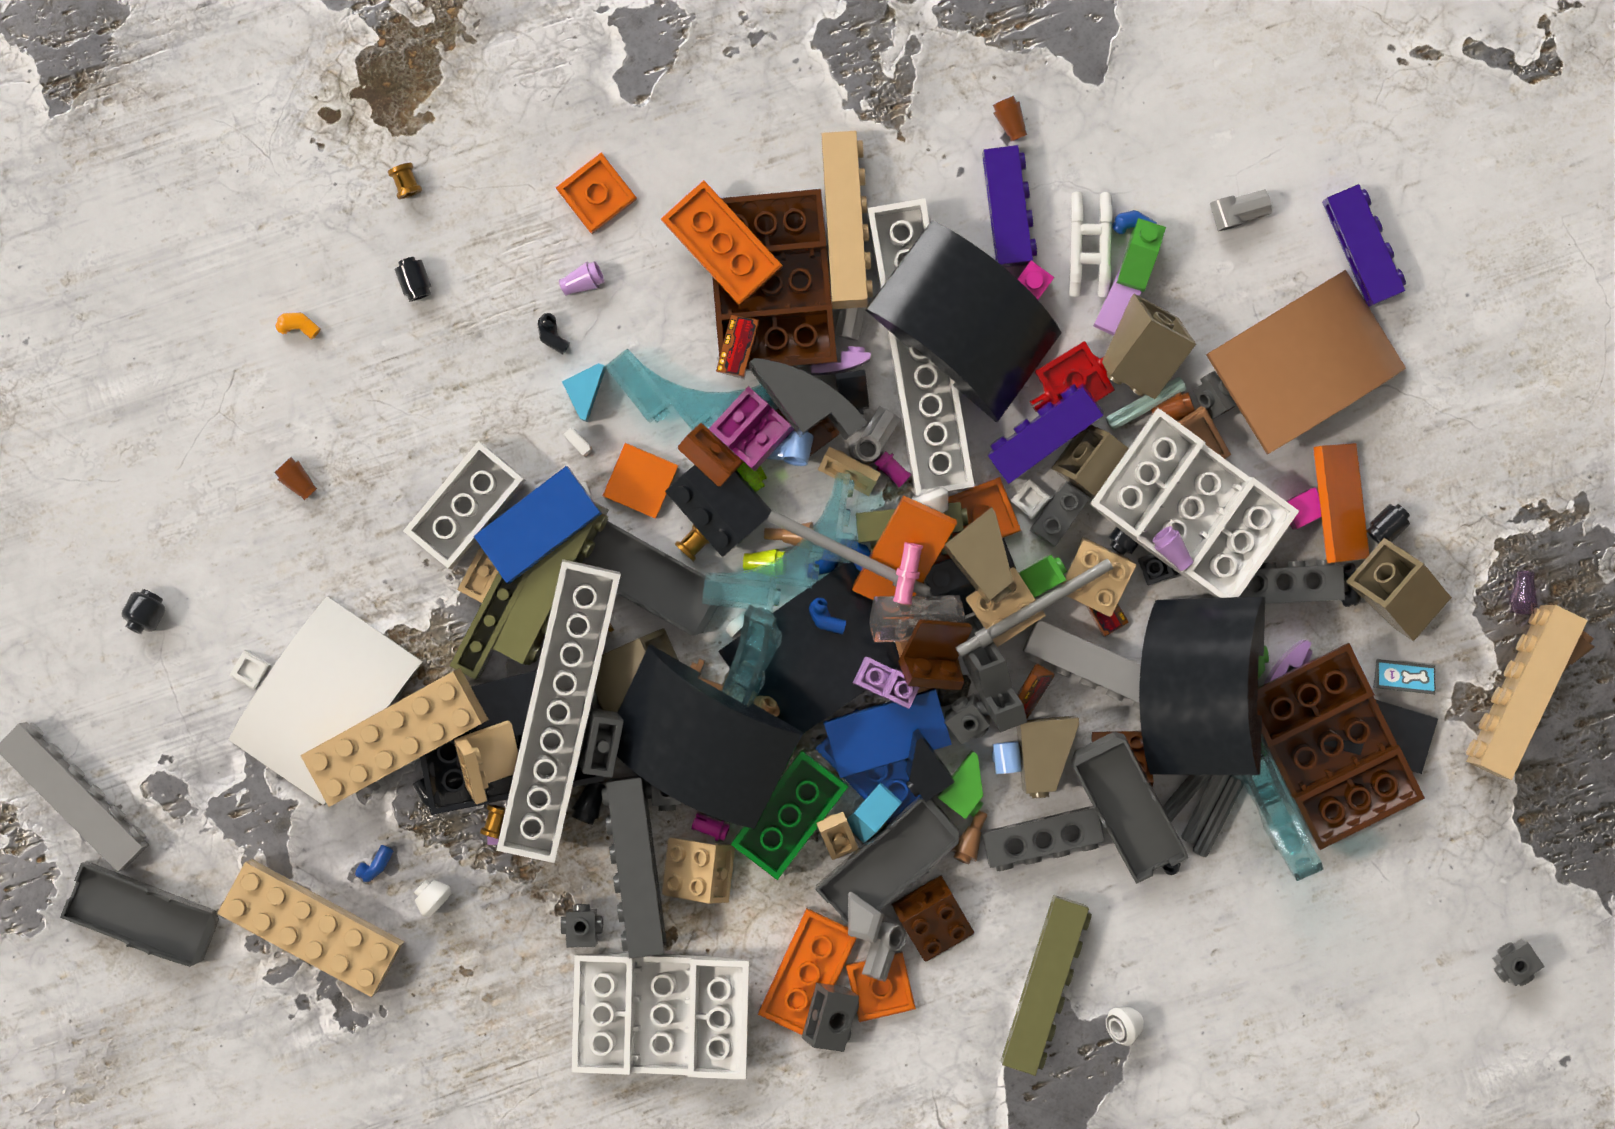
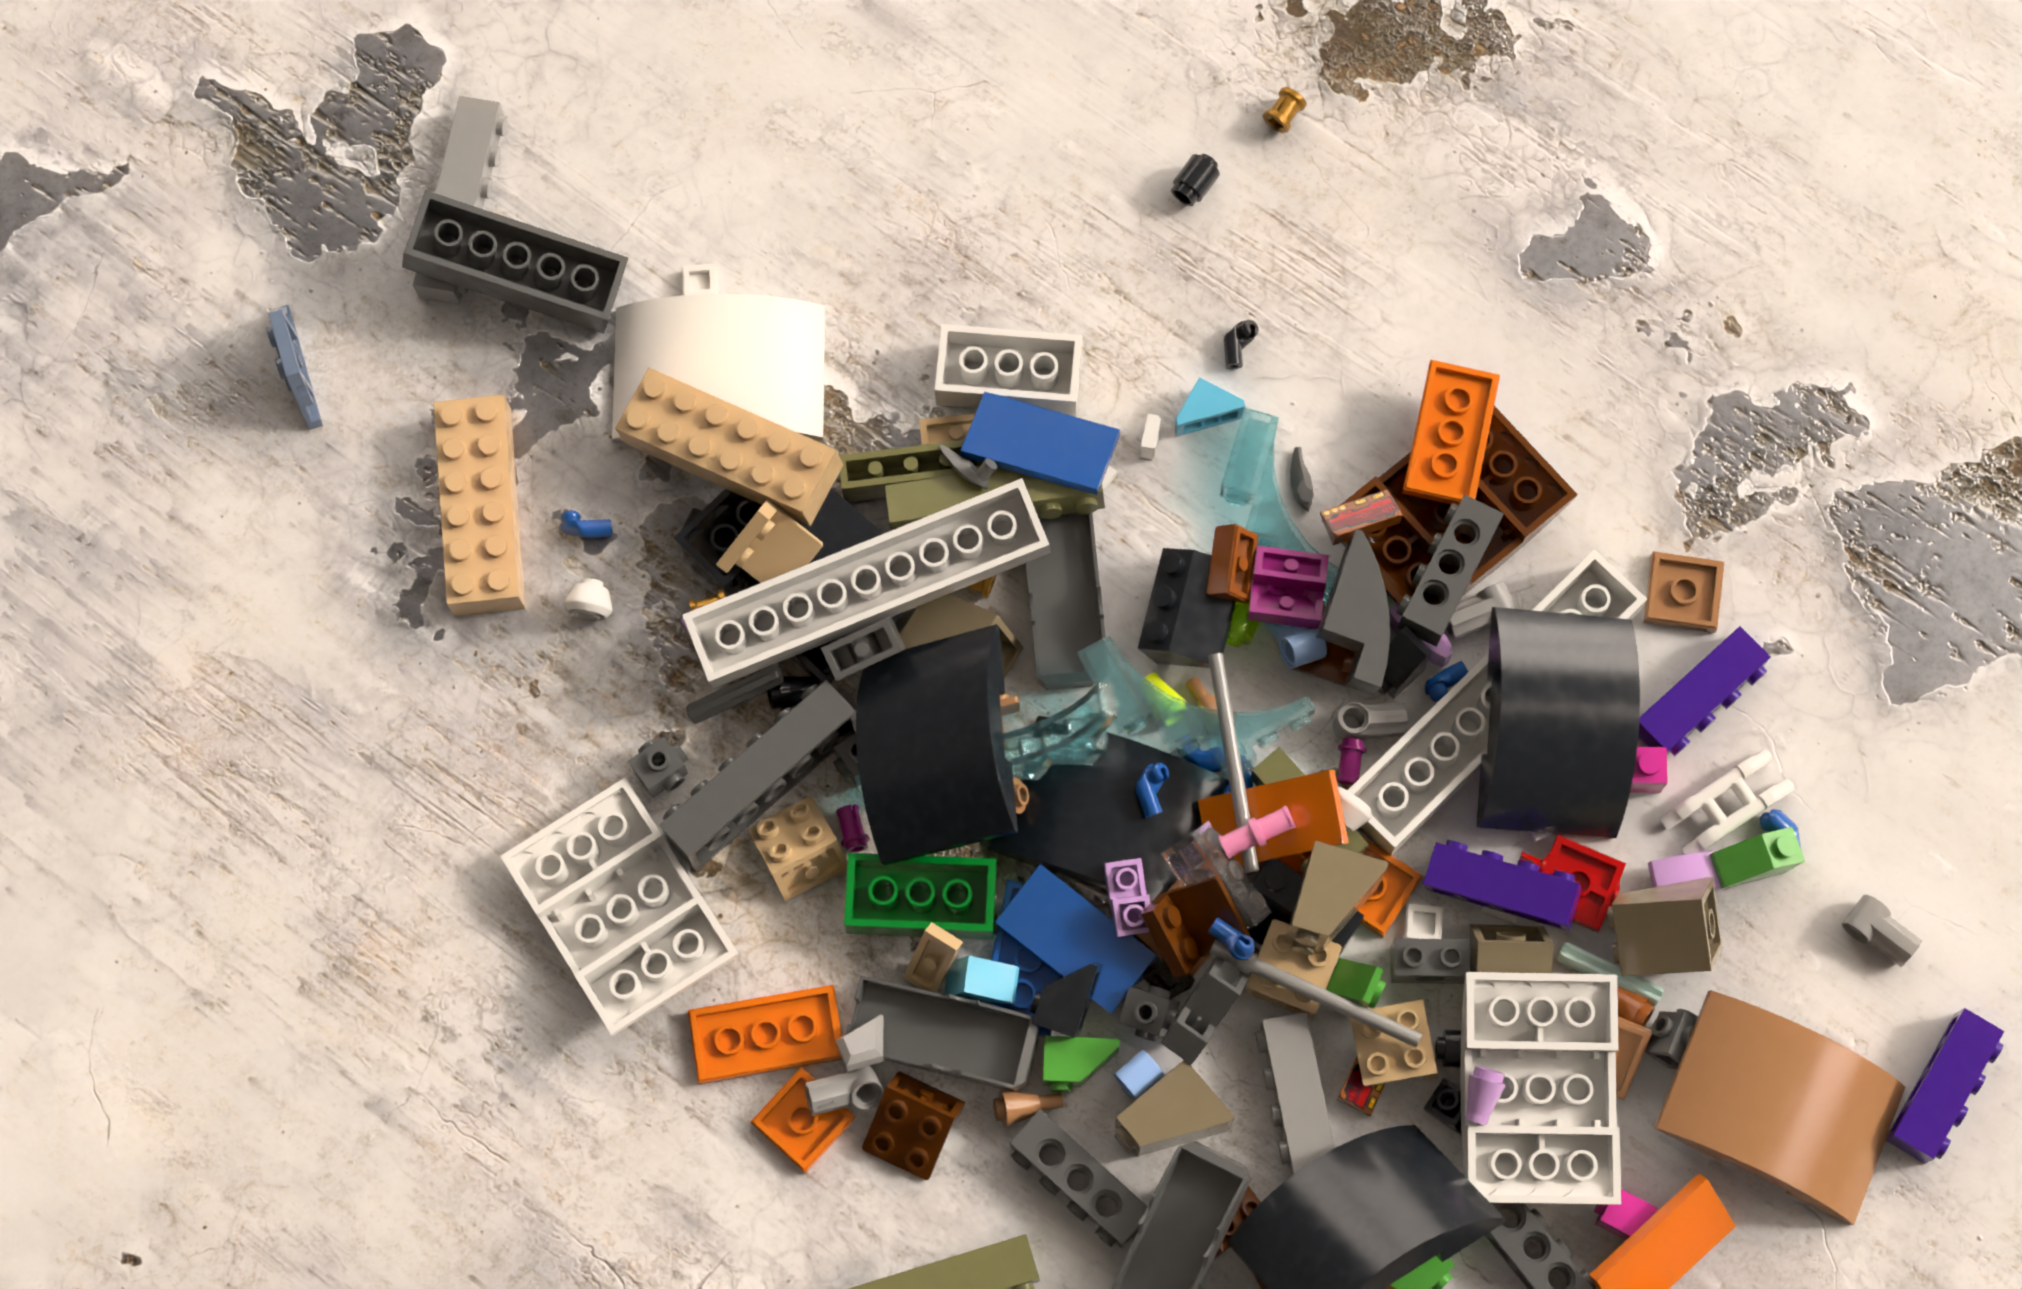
camera: 50 degrees right, 15 degrees down
(119, 990) = (292, 364): none -> sand blue wing
(140, 915) = (383, 340): dark grey piece -> none
(143, 611) = (689, 146): black head -> none
(152, 792) = (514, 262): none -> dark grey brick
(291, 321) = (1072, 99): light orange arm -> none
(295, 478) = (920, 199): dark orange cone -> none
(522, 587) = (967, 470): none -> dark grey bar
(567, 843) = (735, 693): none -> dark grey axle
(584, 278) = (1314, 334): lavender cone -> none
(596, 193) = (1407, 293): orange tile -> none
(640, 480) = (1153, 522): orange tile -> none
(677, 361) = (1301, 480): none -> dark grey bar
(692, 543) = (1129, 614): pearl gold bush -> none
(802, 273) = (1479, 524): none -> dark grey brick
(825, 1003) = (747, 1067): dark grey brick -> none
(844, 220) = (1565, 538): tan brick -> none
(862, 474) = (1319, 735): tan plate -> none
(880, 365) = (1438, 684): none -> blue arm
(931, 164) = (1683, 592): none -> medium nougat tile
(967, 637) = (1238, 944): none -> blue arm
(1010, 117) = (1791, 635): dark orange cone -> none
(1034, 687) = (1228, 1059): slope -> none

